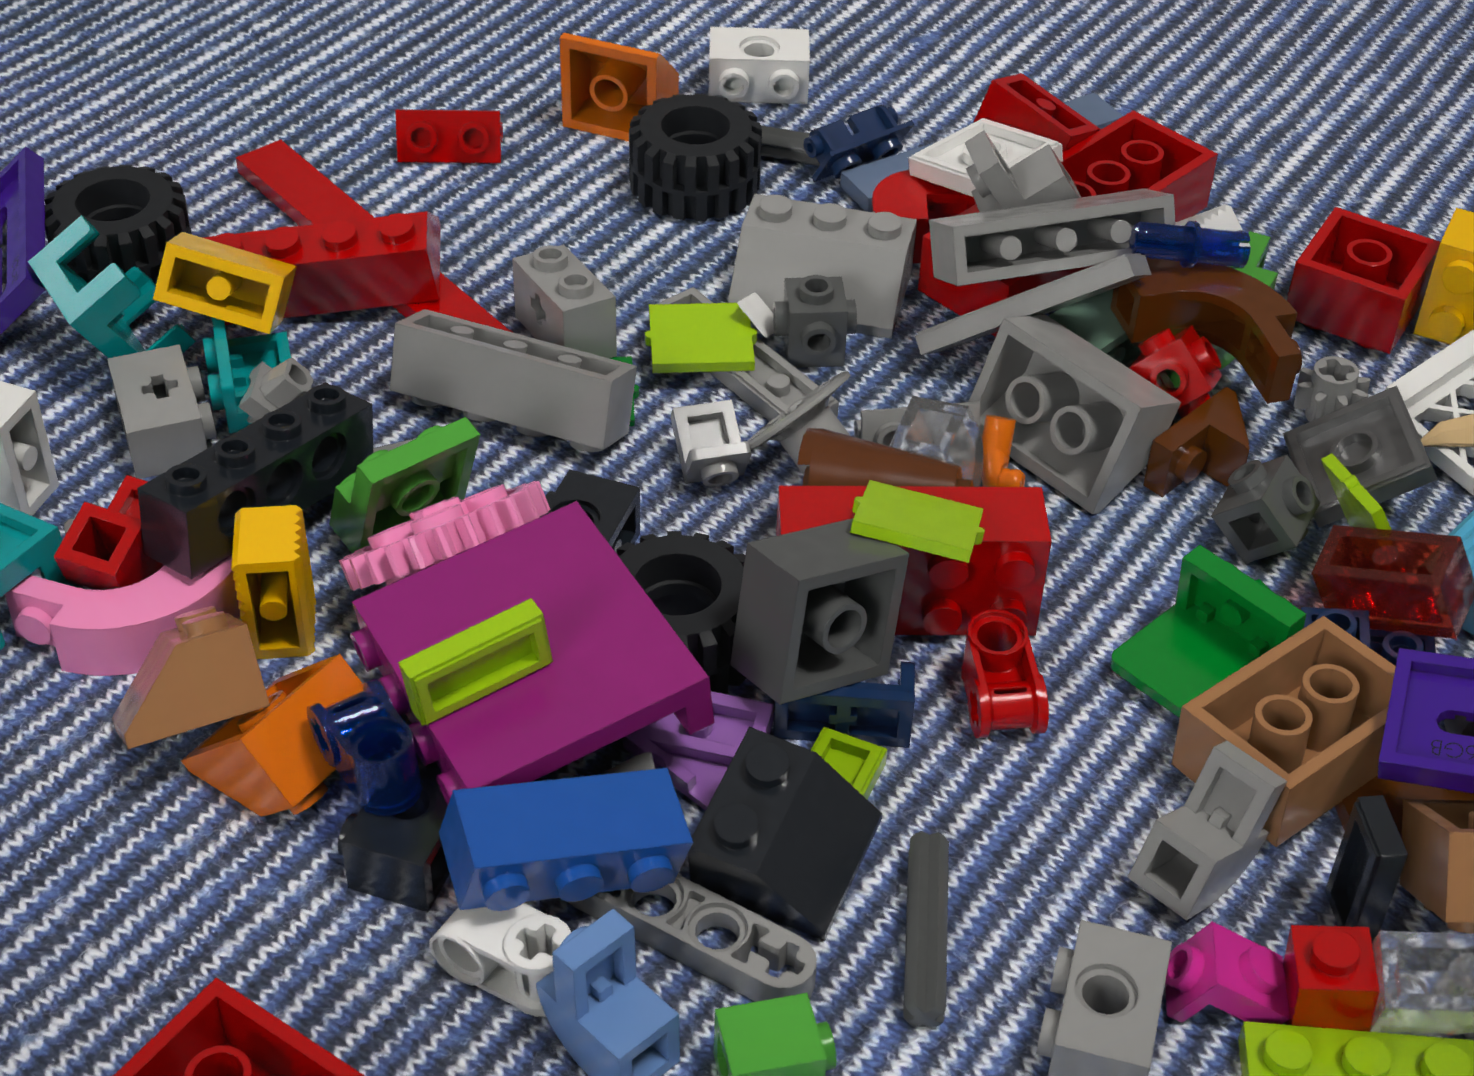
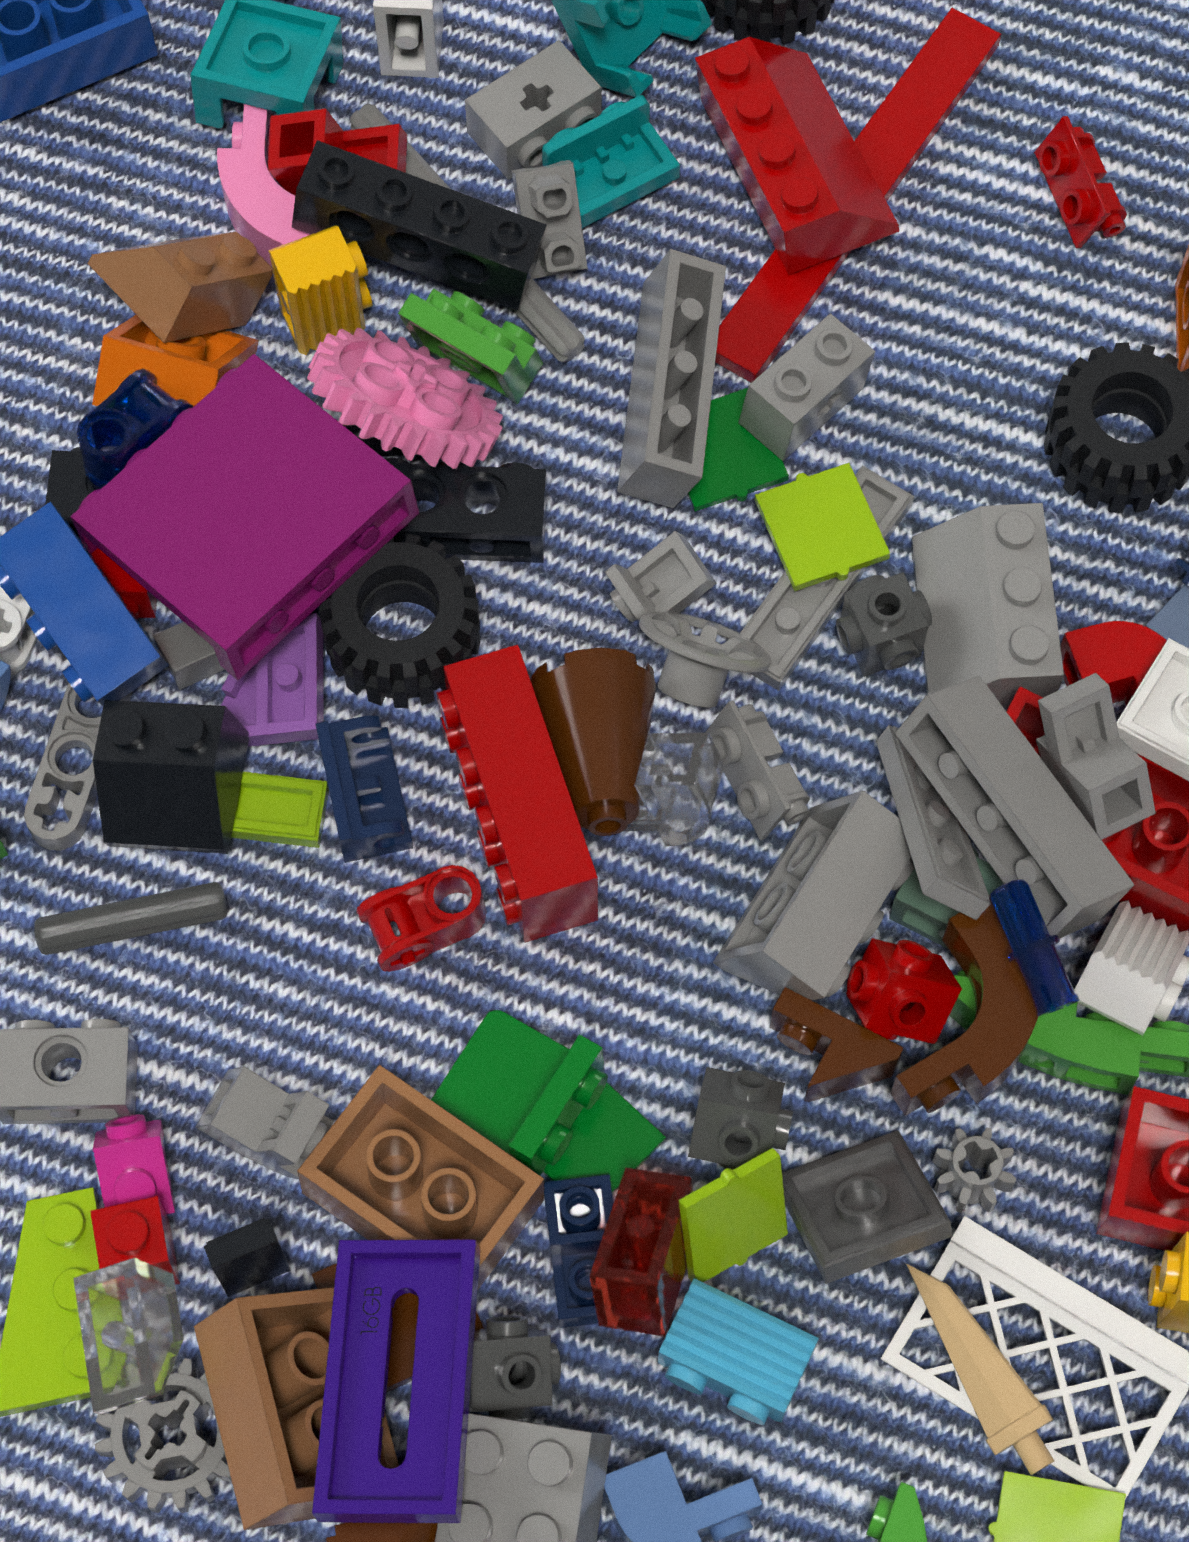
camera: 75 degrees right, 25 degrees up
(224, 282) = (667, 86): yellow brick -> none
(476, 662) = (174, 468): lime tile -> none
(758, 313) = (875, 559): white sticker -> none
(817, 610) = (371, 719): dark grey brick -> none
(917, 521) = (476, 770): lime piece -> none
(997, 446) = (737, 852): orange arm -> none

